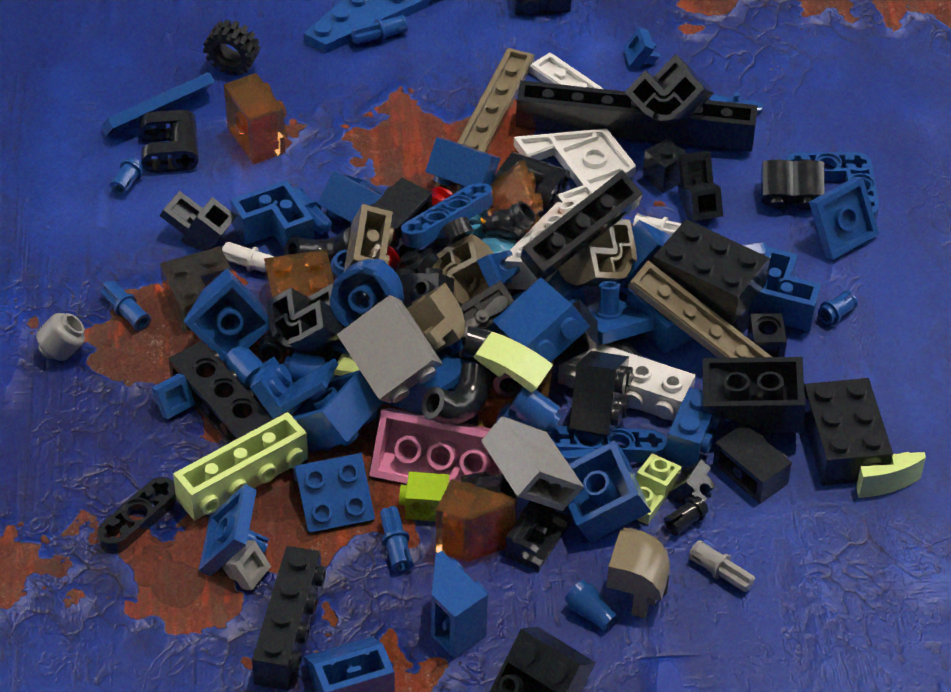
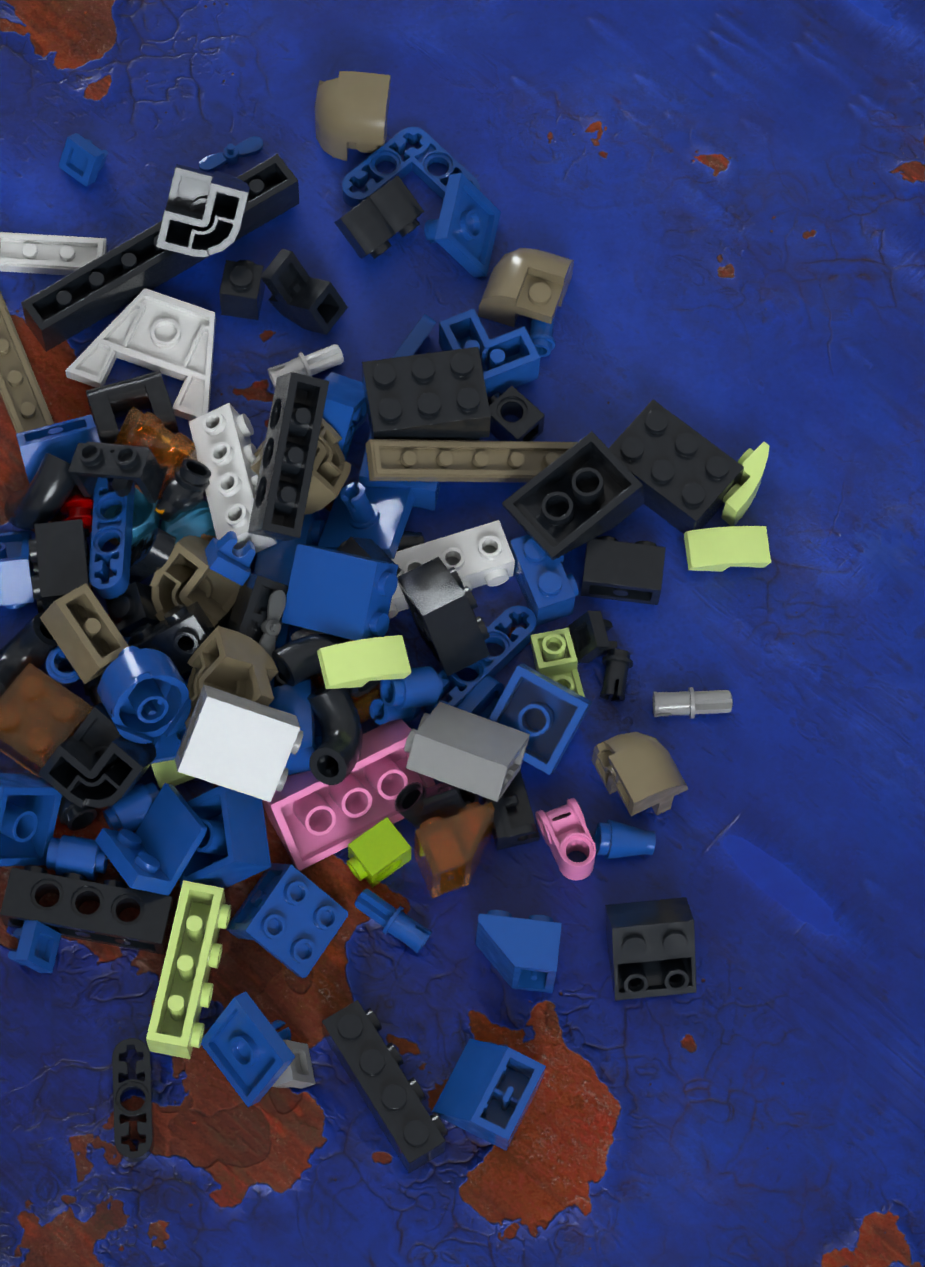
camera: 45 degrees left, 20 degrees up
(433, 170) = (43, 495): none -> black cylinder
(489, 181) = (119, 462): none -> black window
(555, 579) = (566, 832): none -> bright pink piece
(831, 118) = (352, 113): none -> dark tan brick
(845, 501) = (727, 547): none -> yellowish green slope
(853, 273) = (527, 285): none -> dark tan brick

